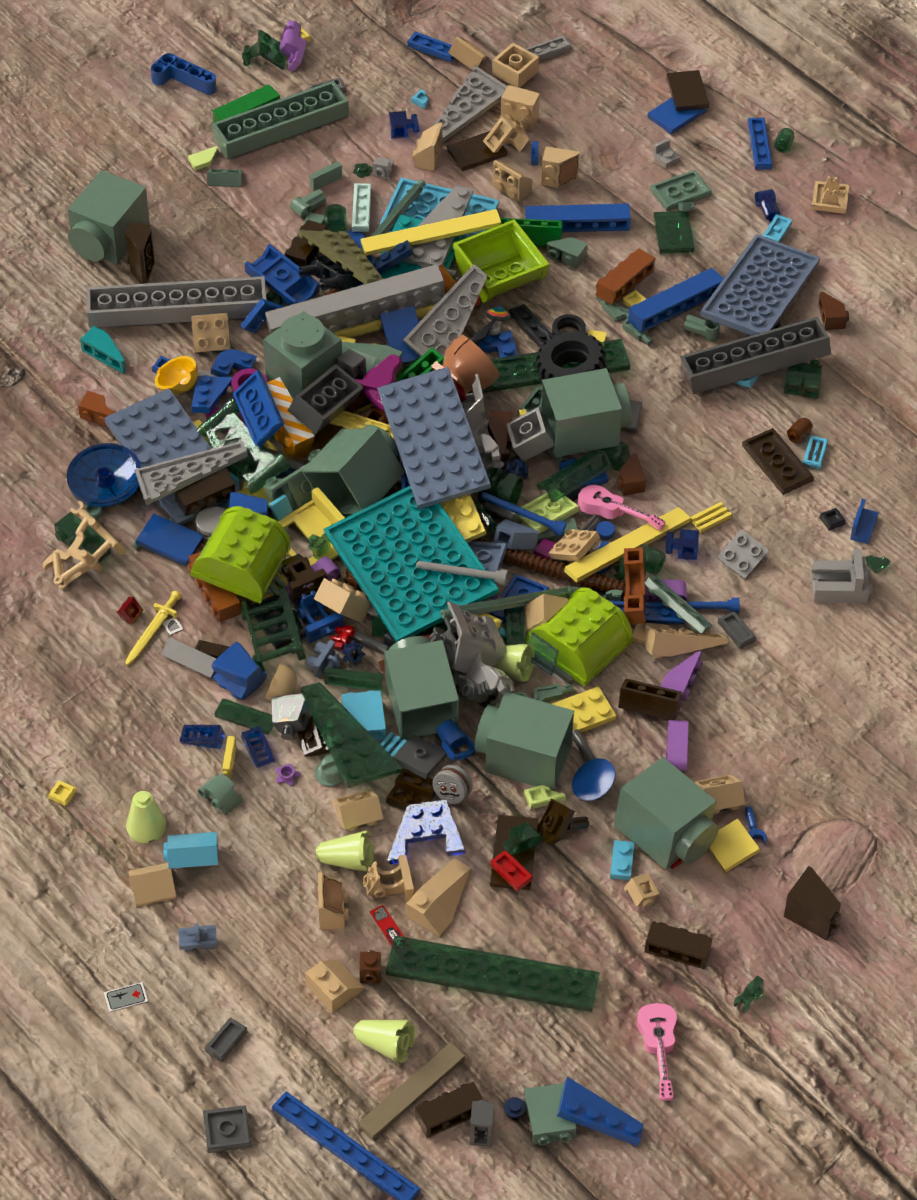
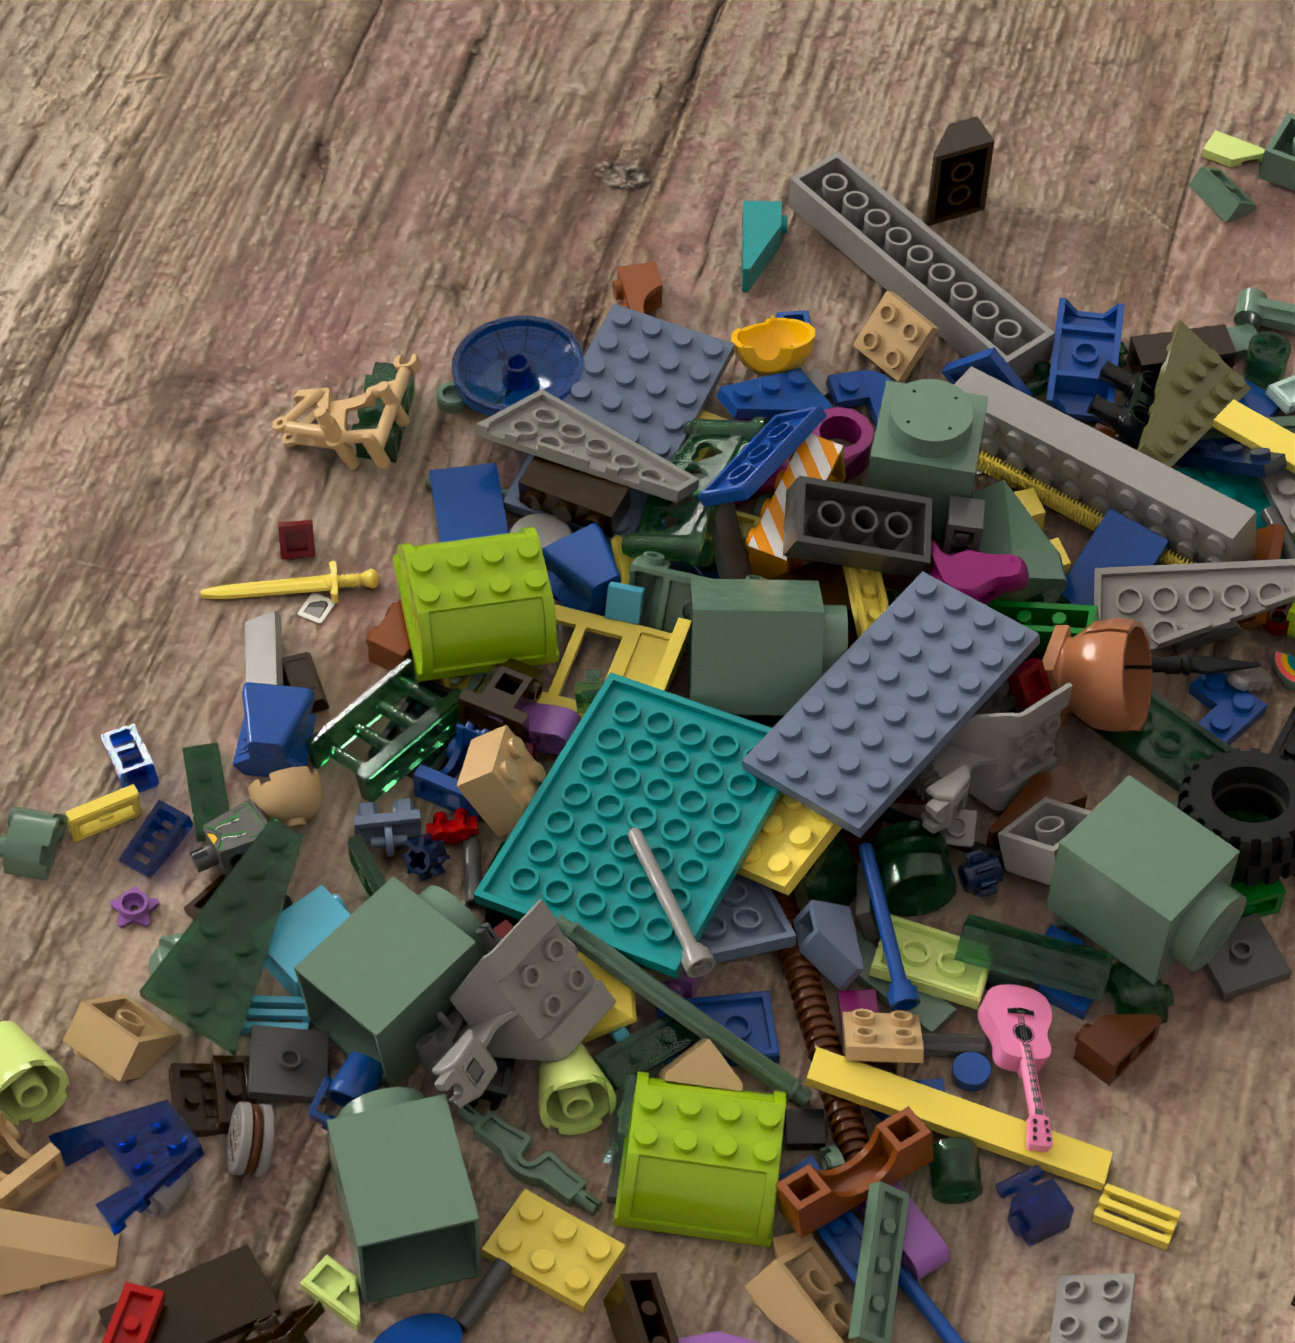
camera: 55 degrees right, 0 degrees up
(103, 215) = (998, 79): sand green container -> none
(522, 838) = (206, 1304): clear green piece -> none

